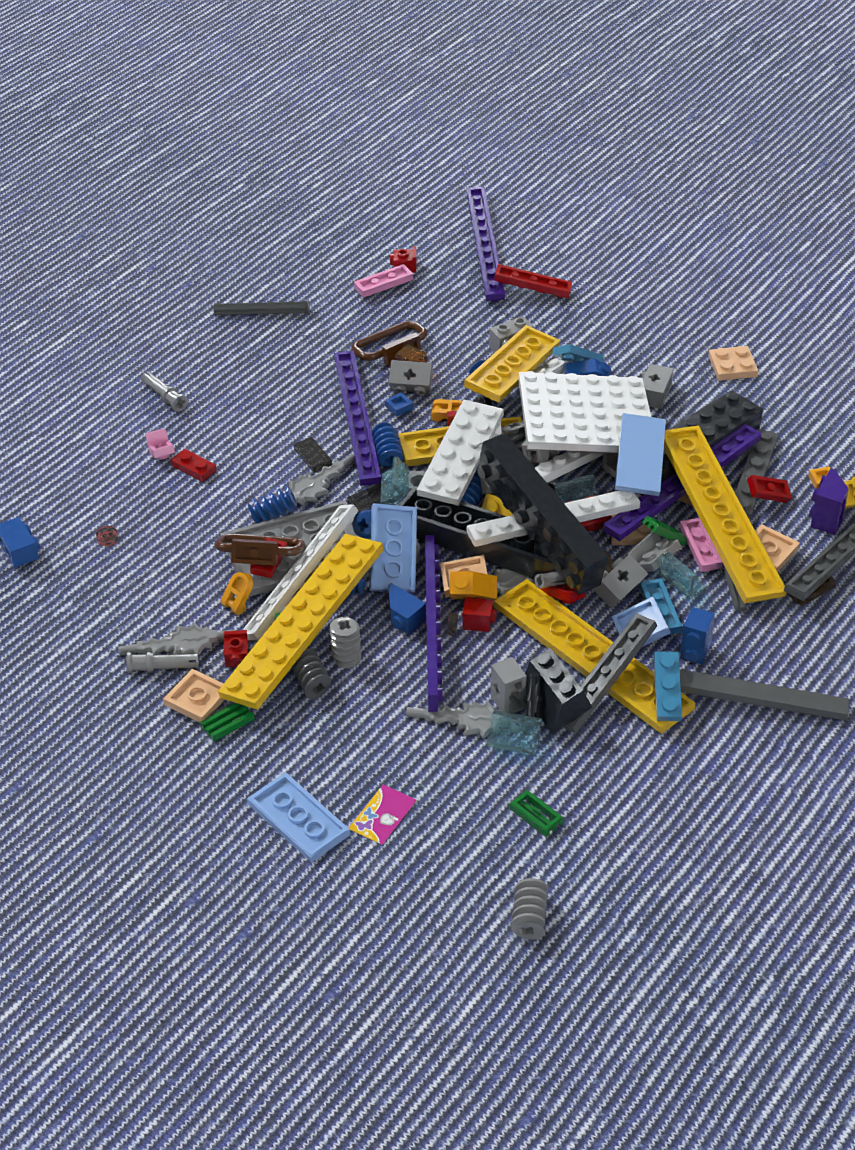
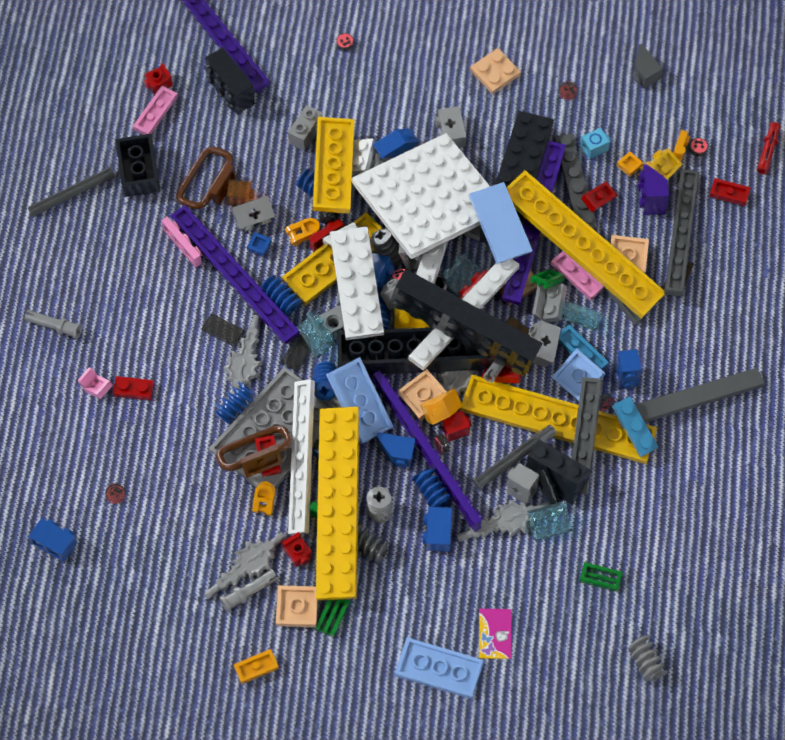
camera: 30 degrees left, 20 degrees up
(114, 728) = (256, 666): none -> light orange plate
(329, 375) = (182, 241): none -> bright pink plate
(333, 307) = (137, 165): none -> black brick
(391, 690) = (438, 529): none -> blue brick
(411, 656) = (431, 489): none -> blue piece
(465, 278) = (229, 81): none -> black brick
(484, 668) = (513, 457): none -> dark grey axle
(533, 281) = (285, 56): red plate -> none
(574, 353) = (378, 130): dark azure plate -> none
(600, 294) = (344, 42): none -> tile
(647, 657) = (605, 402): none -> clear smoke tile
(796, 448) = (595, 143): none -> medium azure brick
(798, 402) = (568, 90): none -> clear smoke tile

